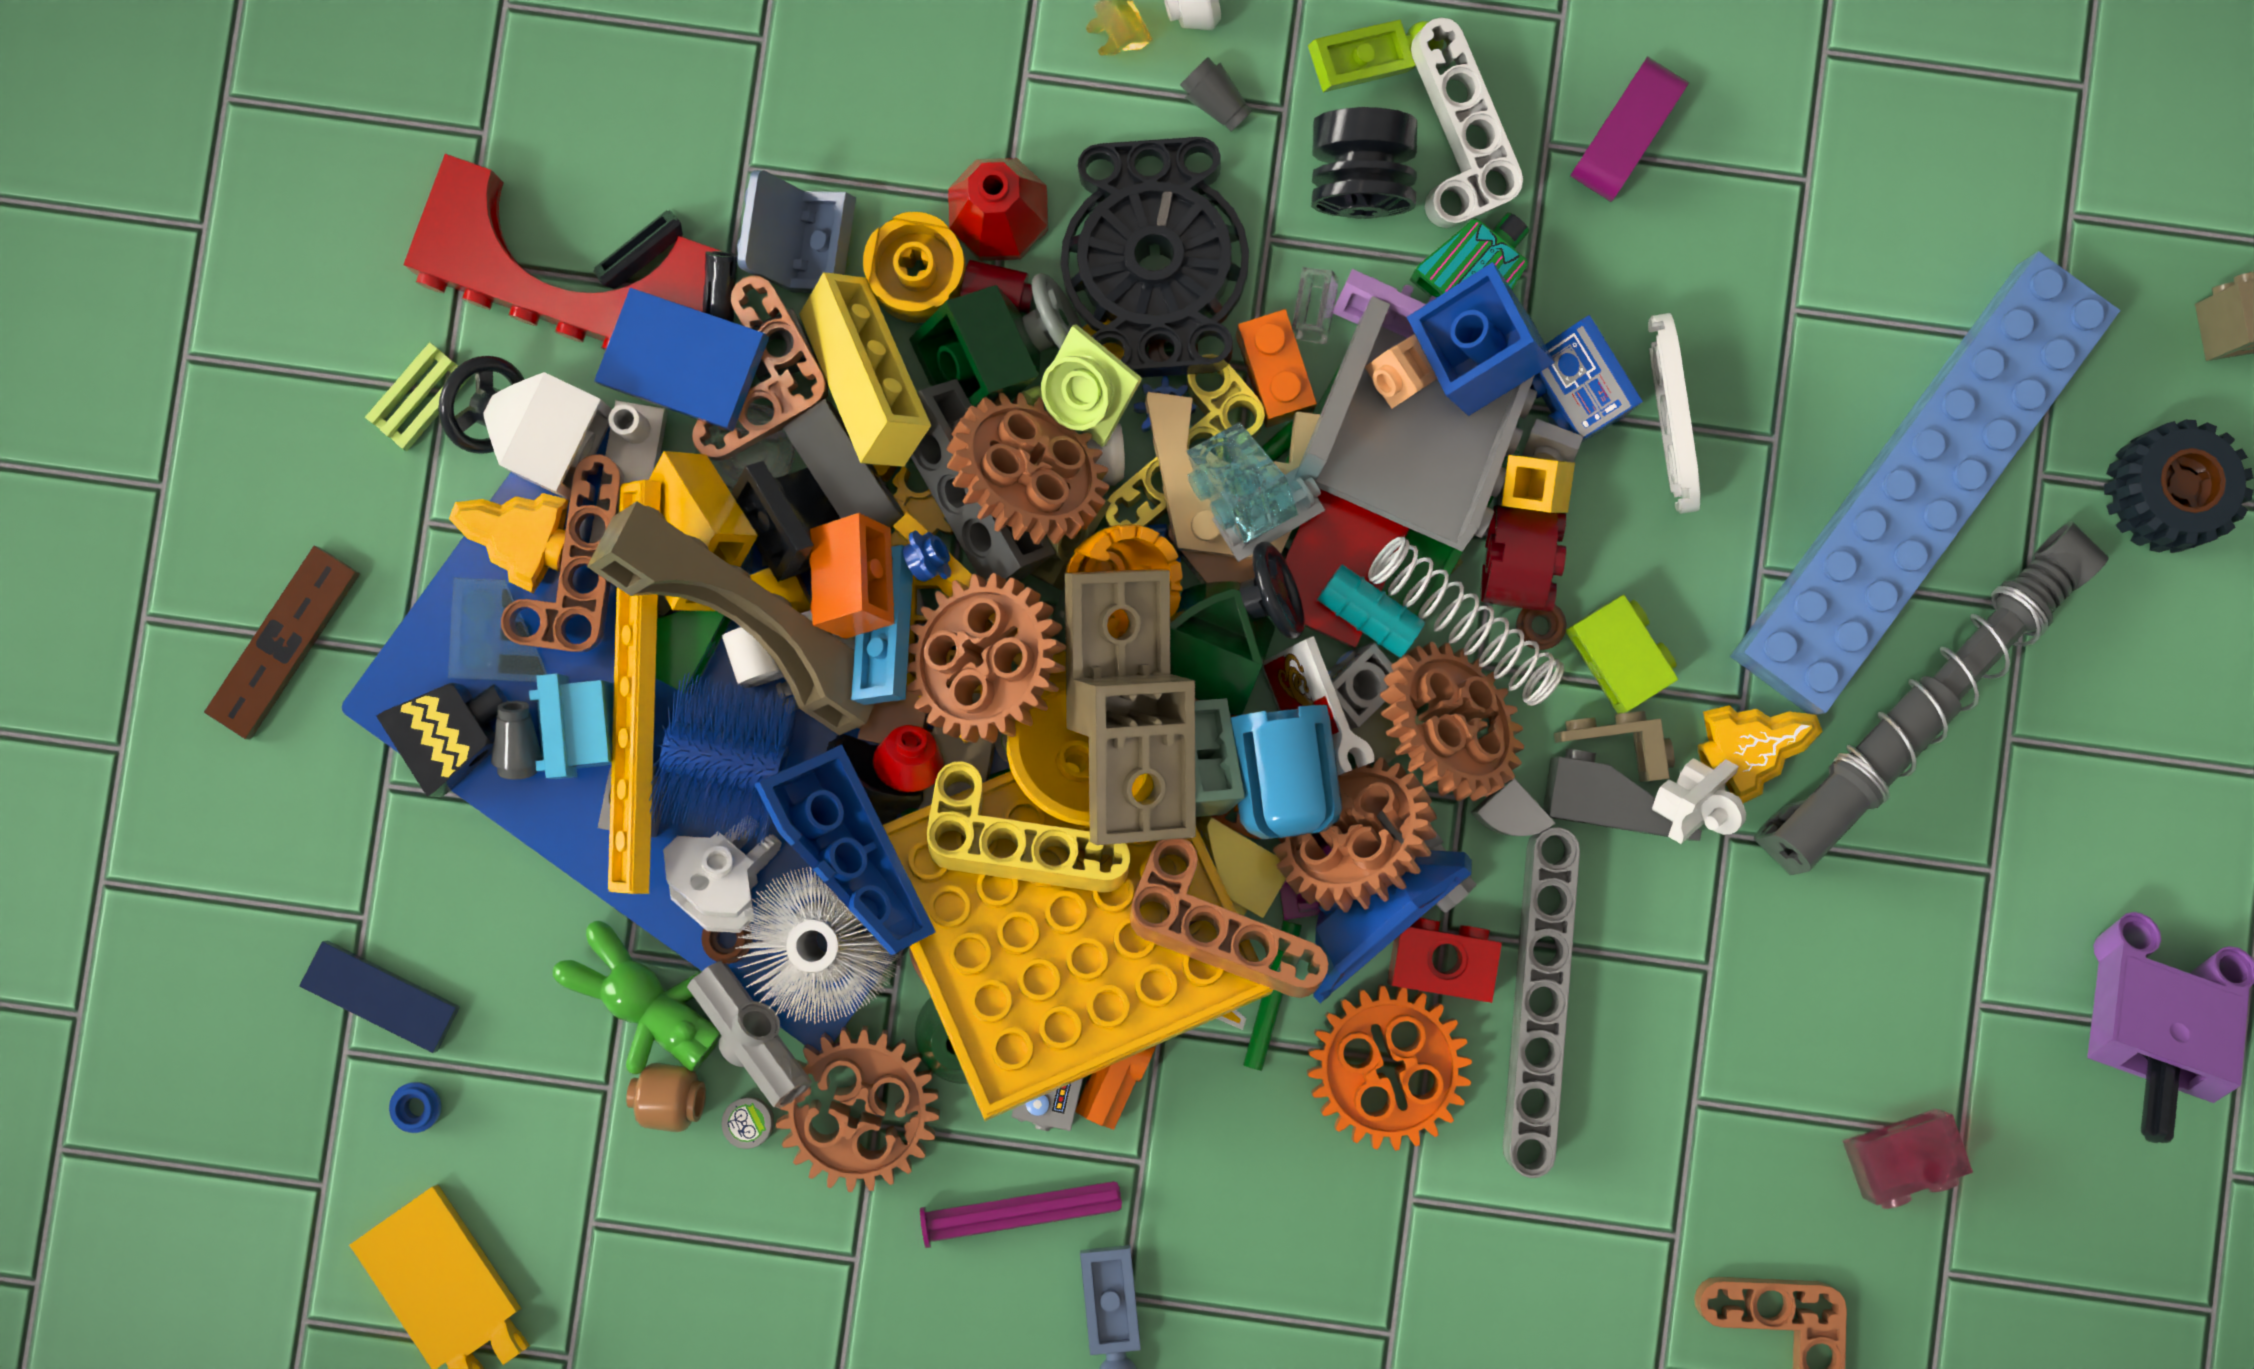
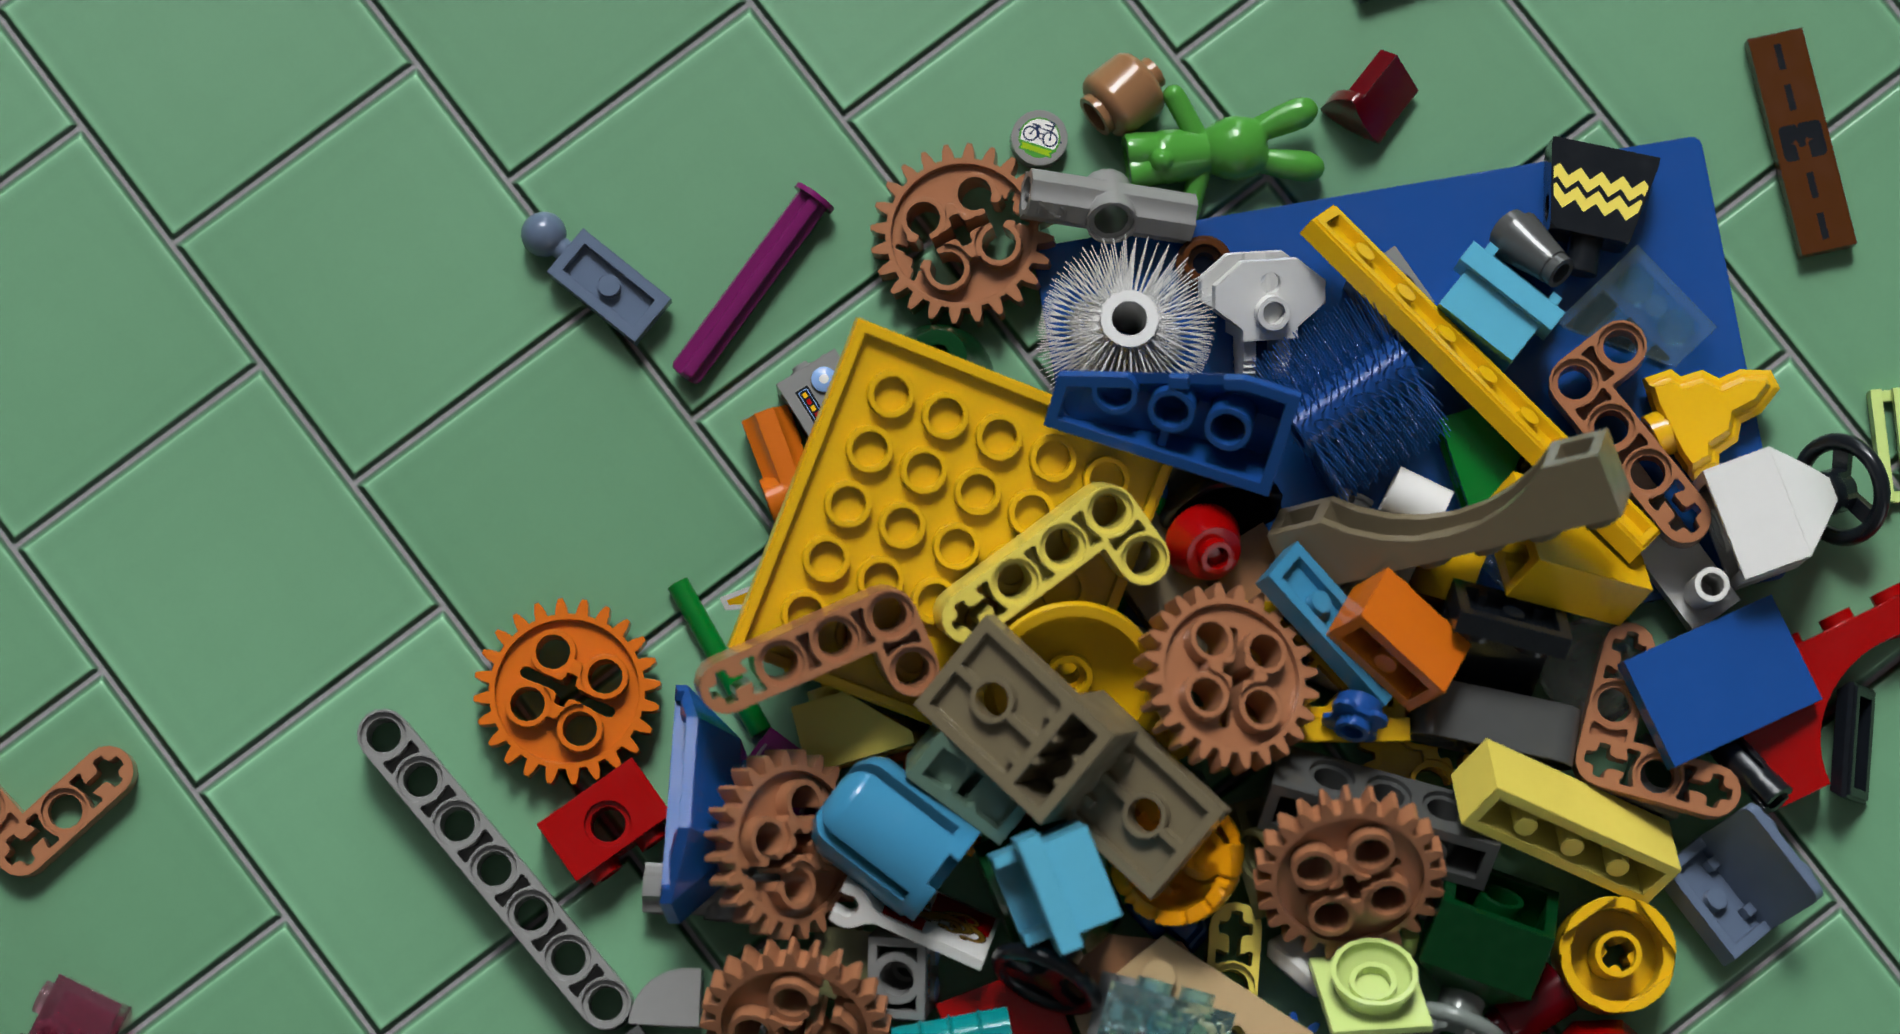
camera: 130 degrees right, 5 degrees down
(514, 935) = (1373, 99): none -> dark red tile
(1221, 635) = (1054, 885): none -> medium azure plate

